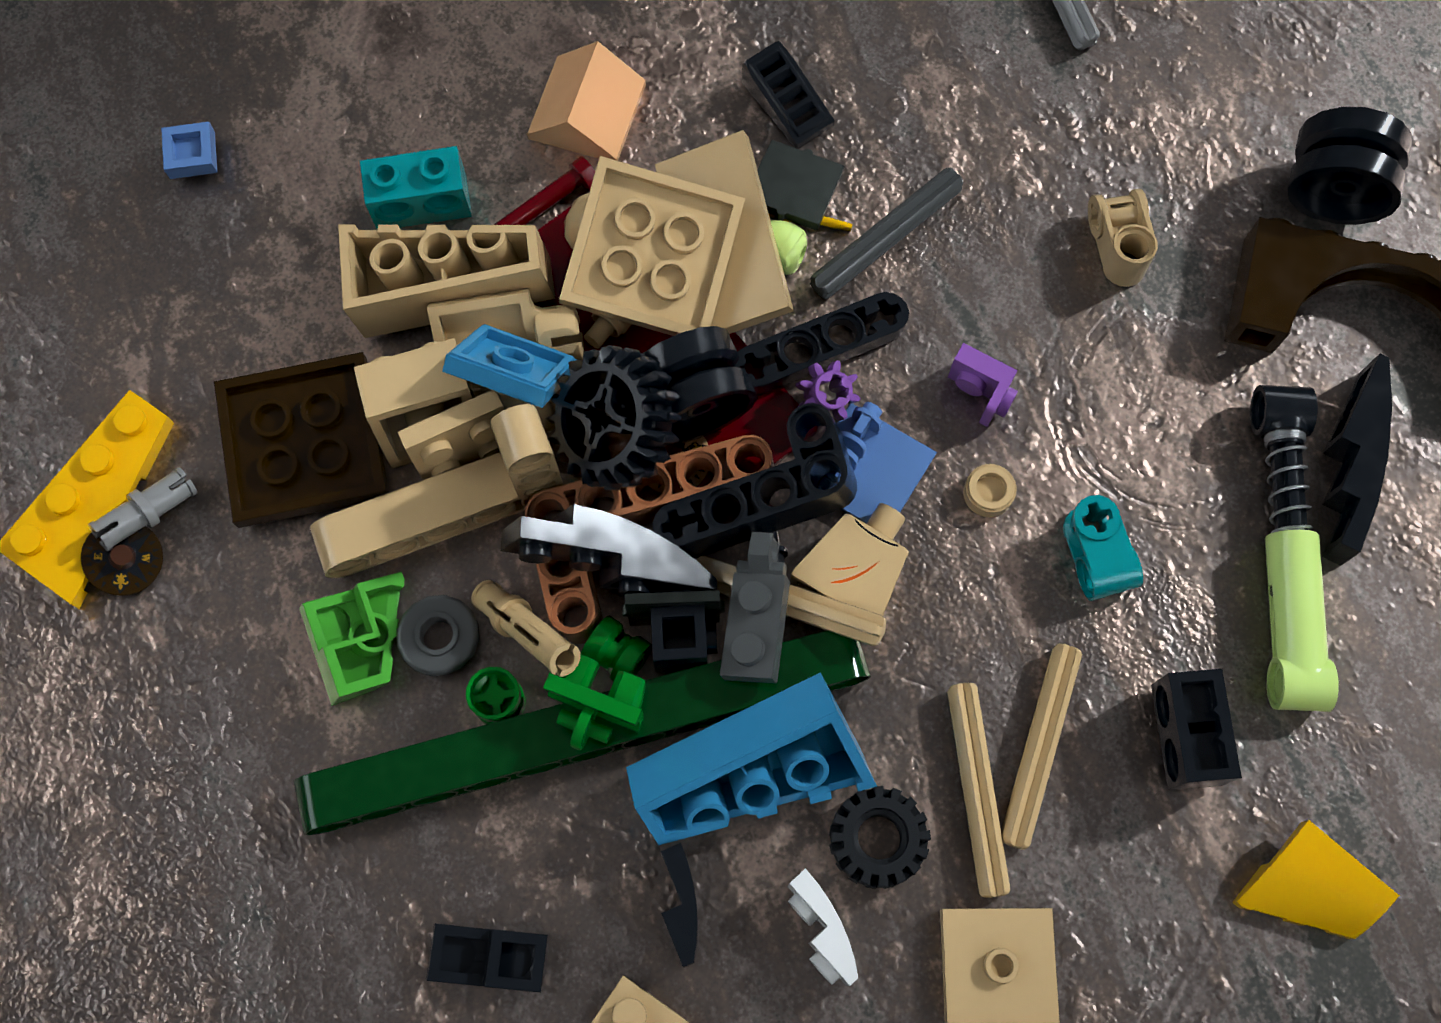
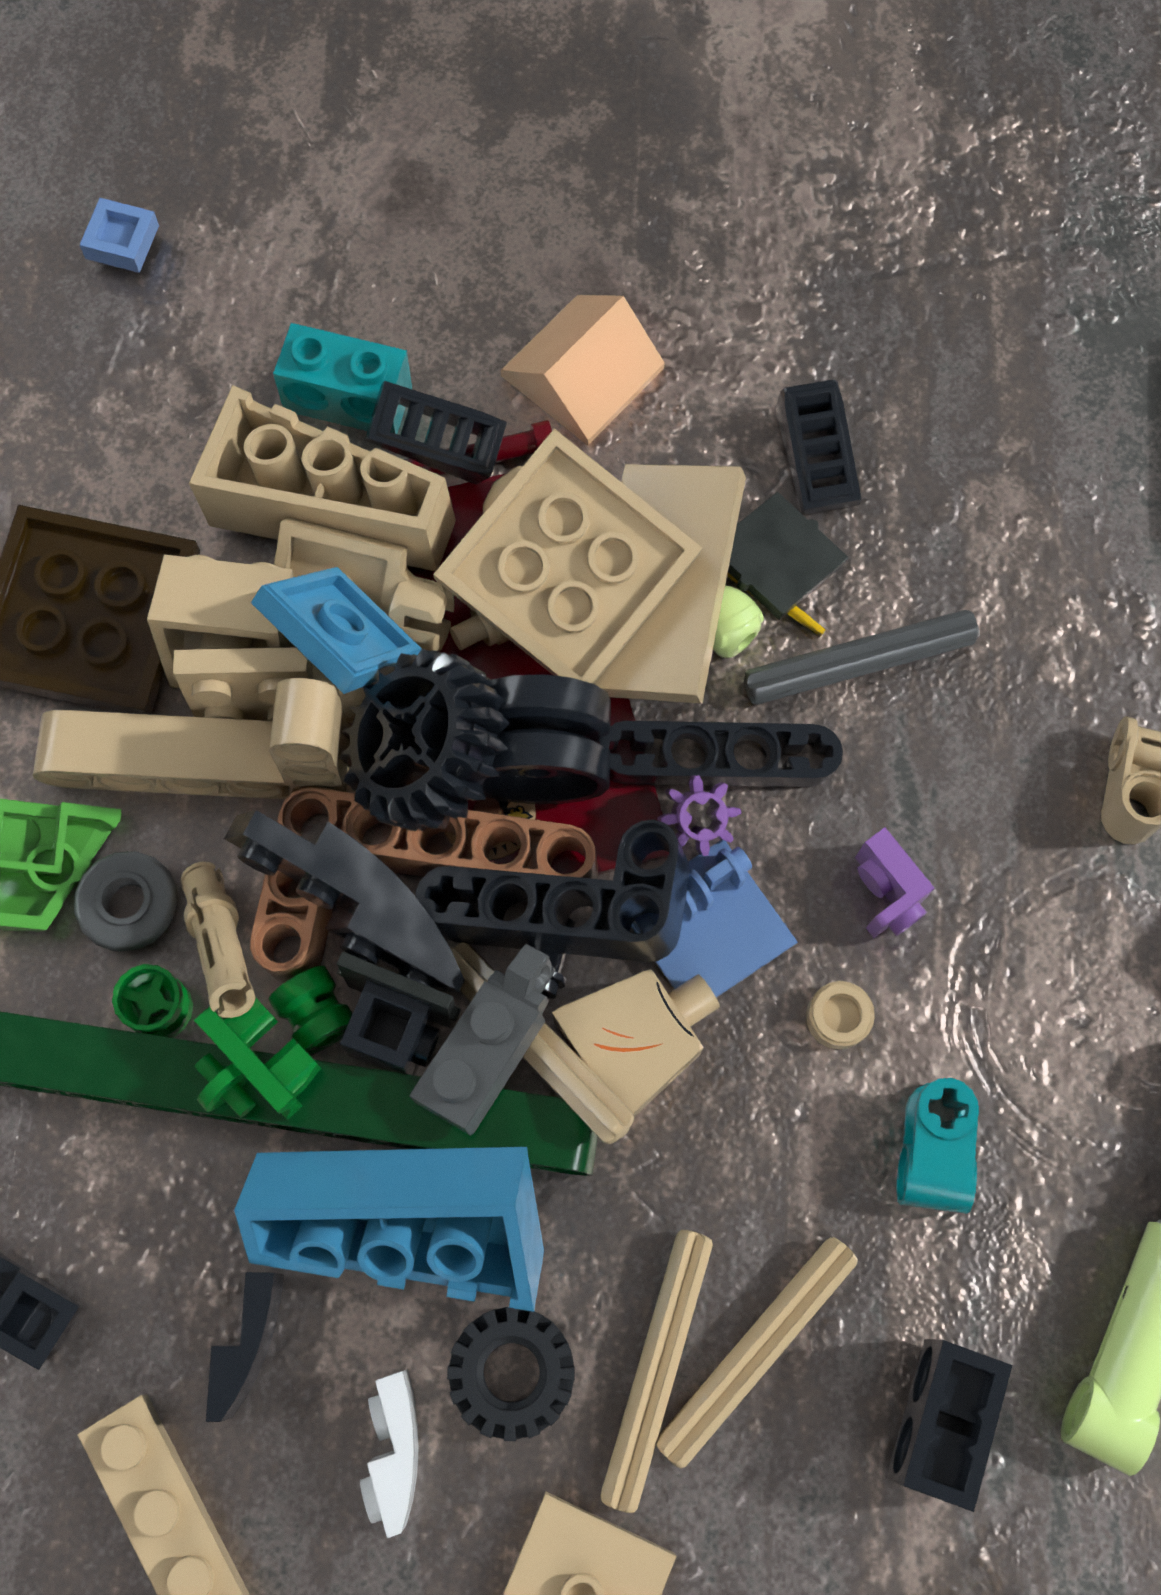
camera: 20 degrees right, 0 degrees up
(541, 179) = (442, 412): none -> black slope

